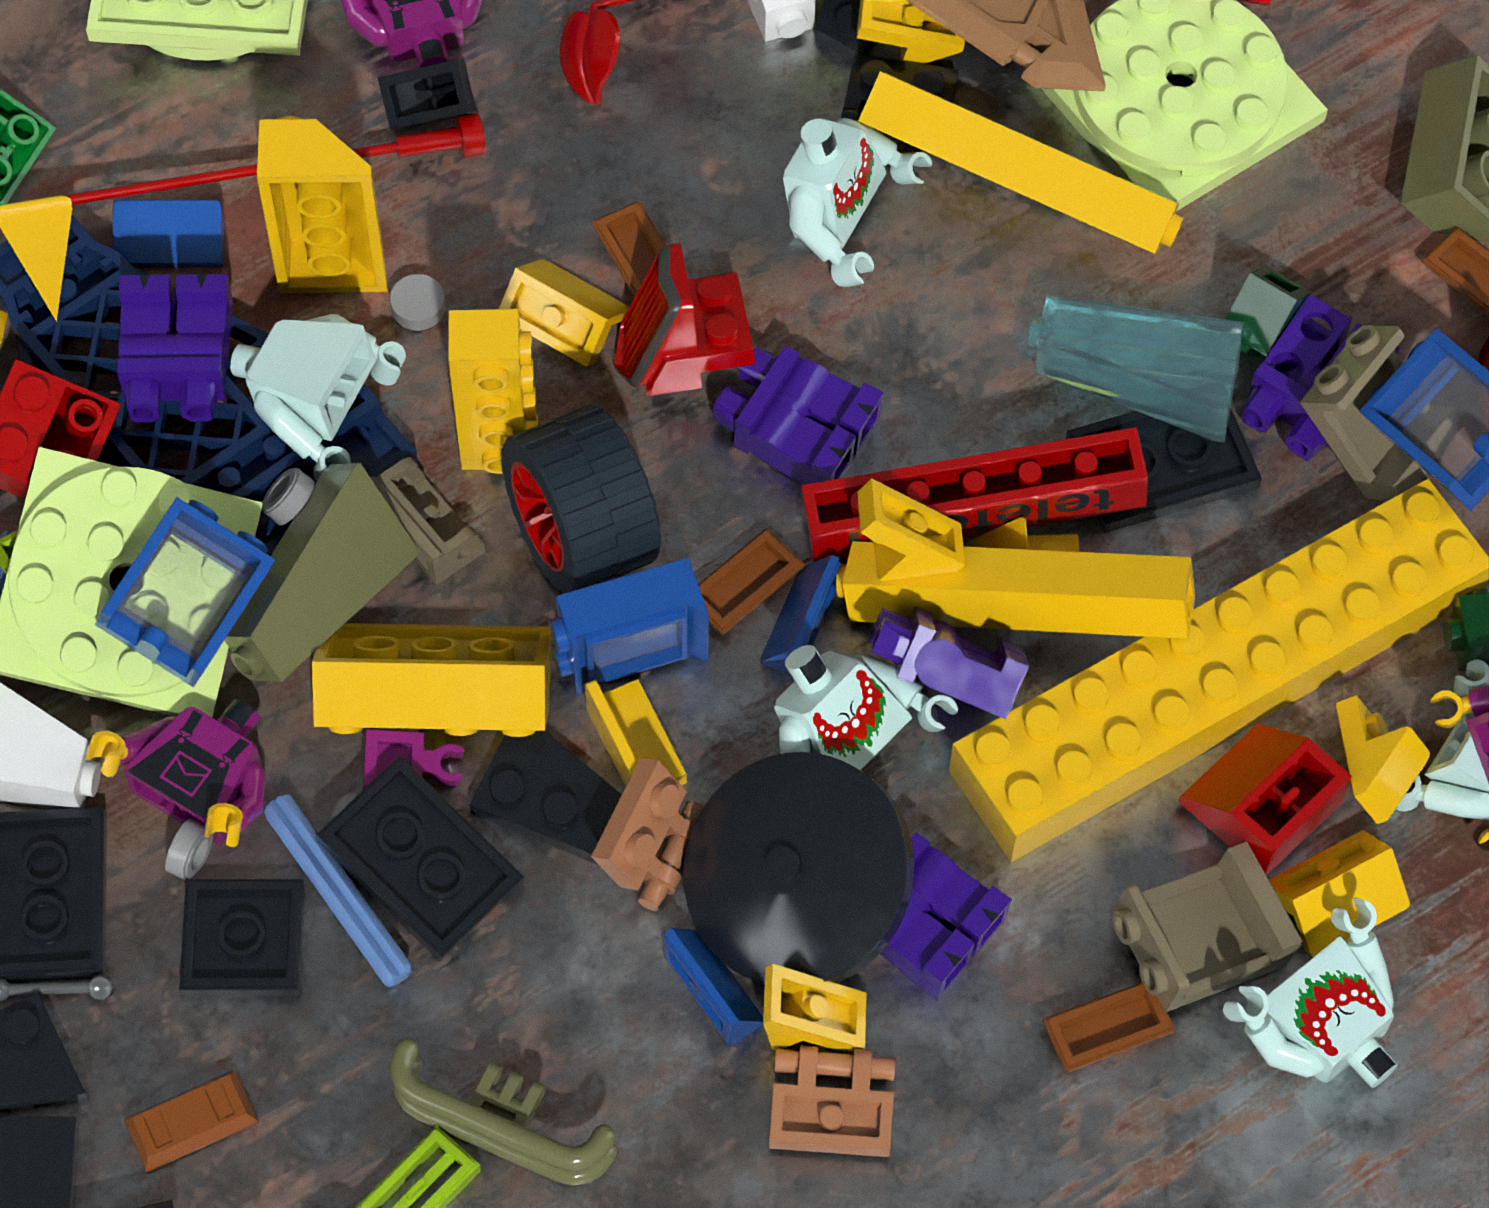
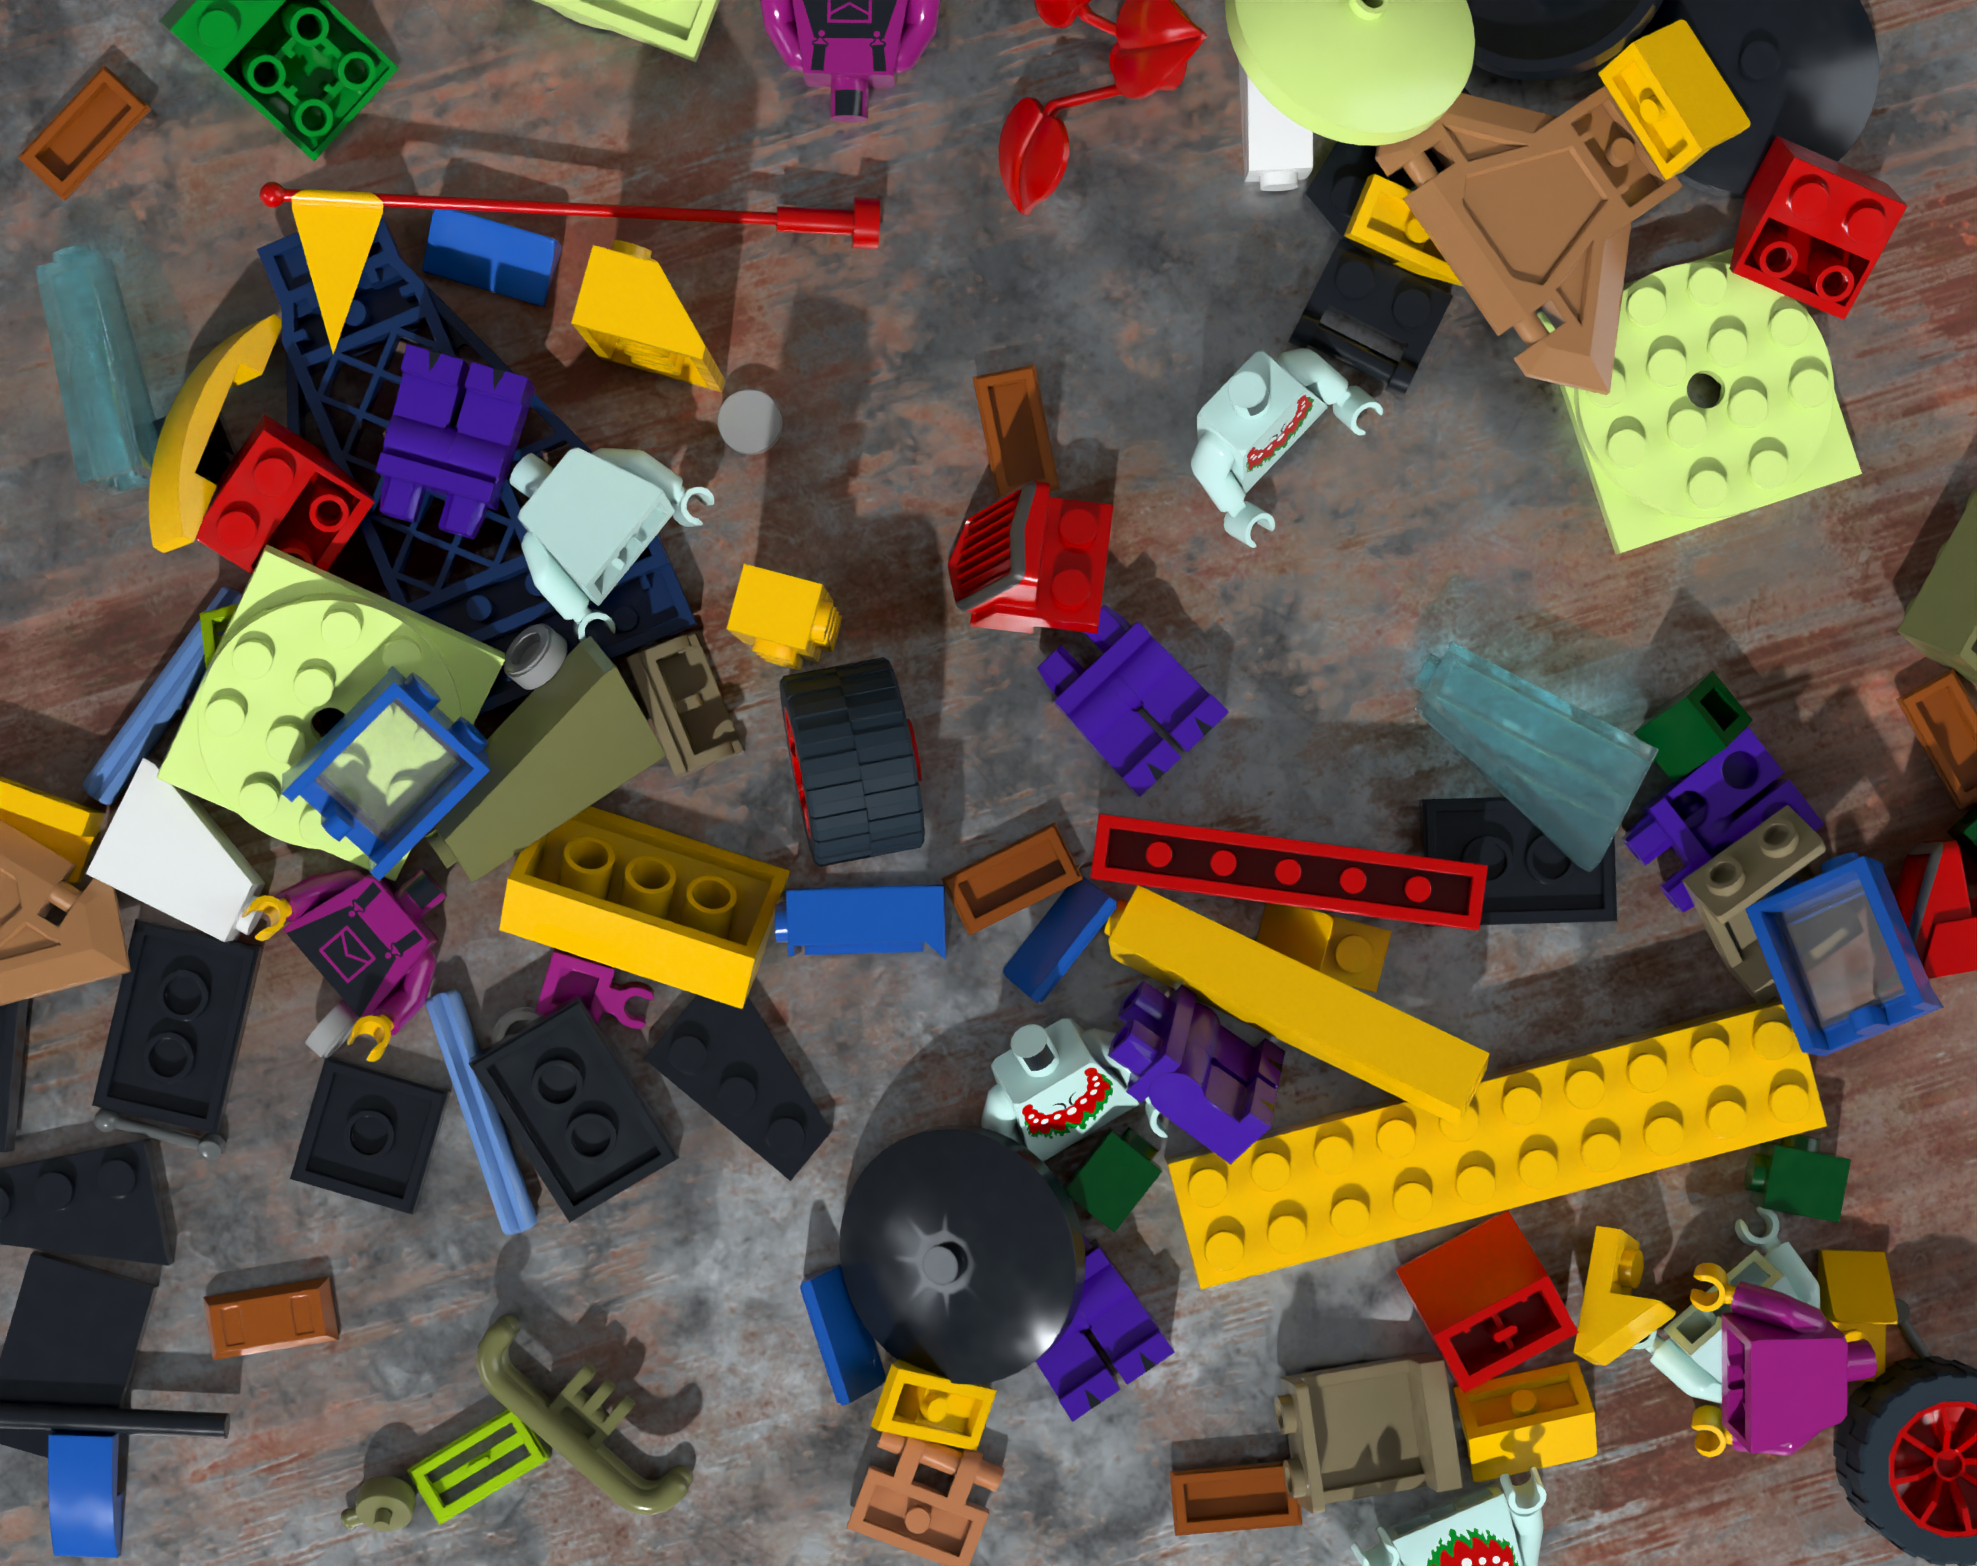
camera: 20 degrees right, 25 degrees up
(427, 93) = (831, 160): black slope -> none
(562, 310) = (910, 481): yellow panel -> none
(630, 729) = (839, 1032): yellow panel -> none
(637, 829) = (819, 1161): nougat plate -> none
(908, 535) = (1195, 922): yellow slope -> none
(914, 775) = (1114, 1176): none -> dark green brick
(1021, 163) = (1479, 459): yellow brick -> none

